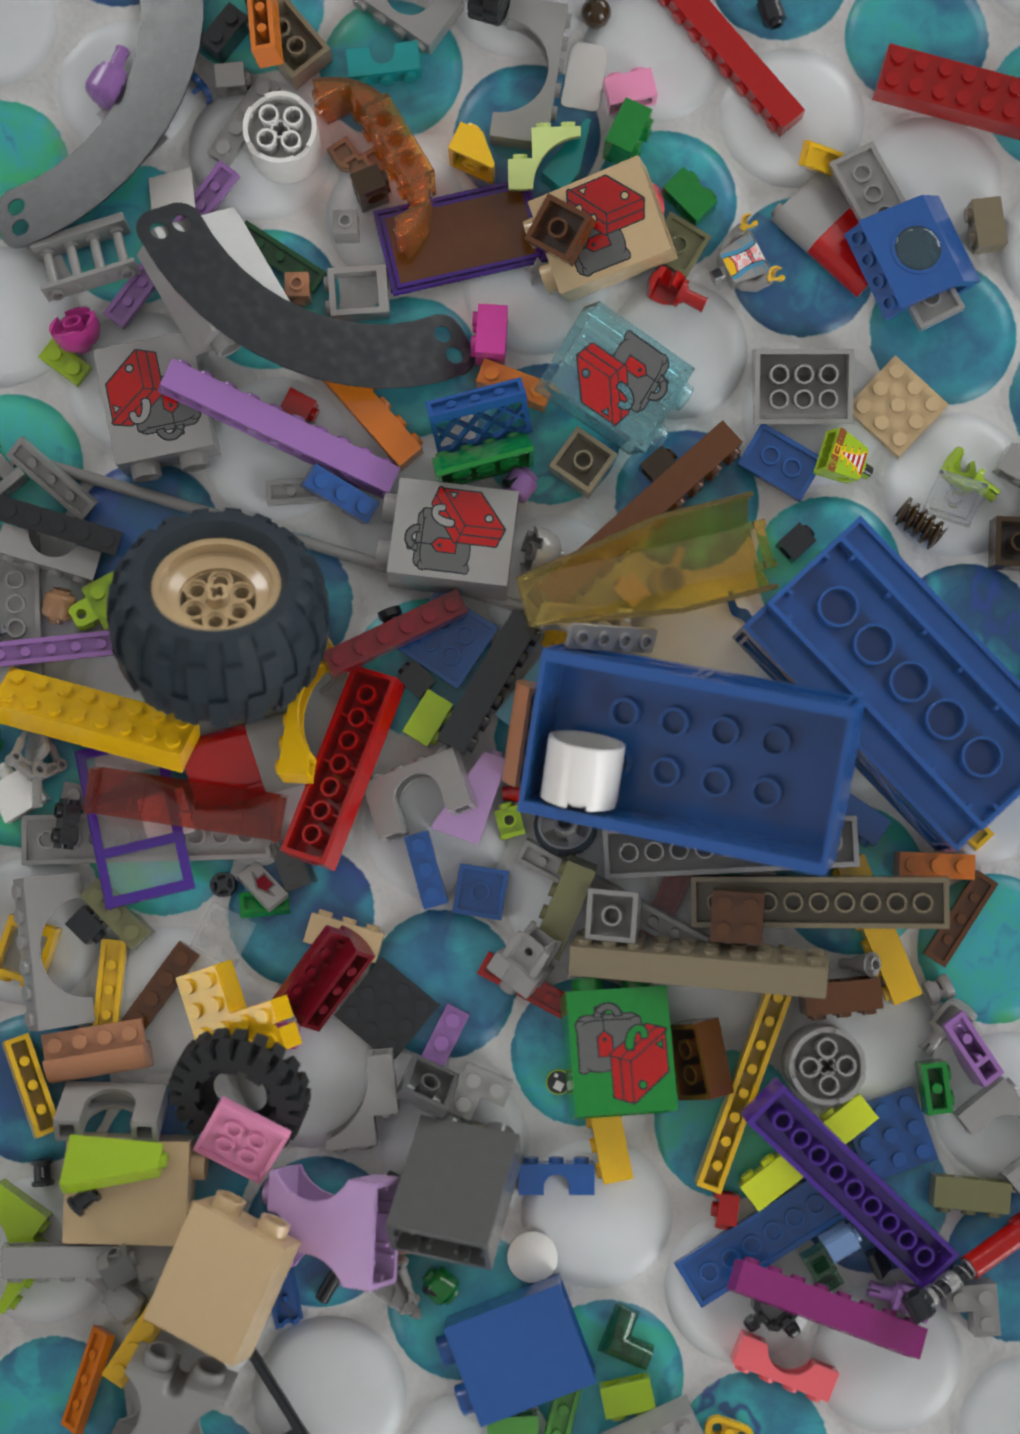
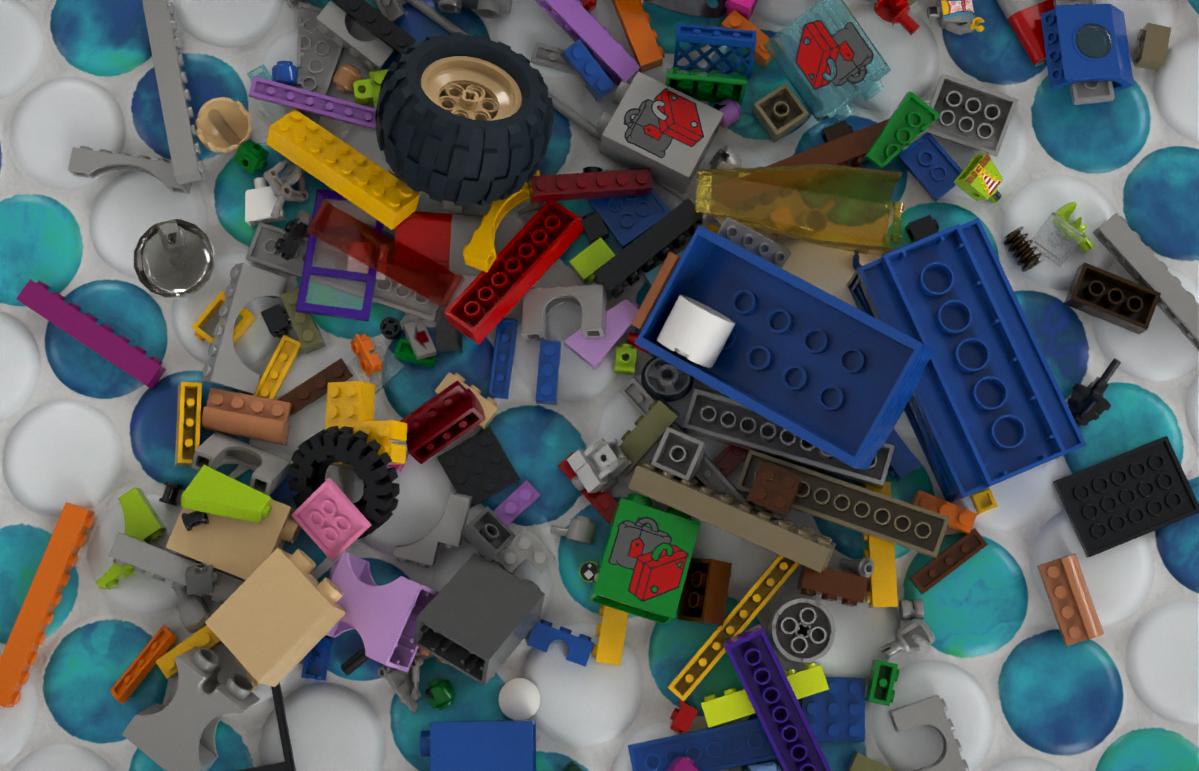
camera: 20 degrees right, 5 degrees down
(213, 936) = (361, 346): none -> orange hinge
(367, 872) = (503, 358): none -> blue tile
(480, 891) = (583, 404): blue plate -> none
(530, 1040) = (579, 530): none -> light grey piece
(735, 428) = (902, 128): none -> green wing
(897, 406) = (1036, 157): tan plate -> none
(971, 1050) = (920, 663): medium lavender slope -> none

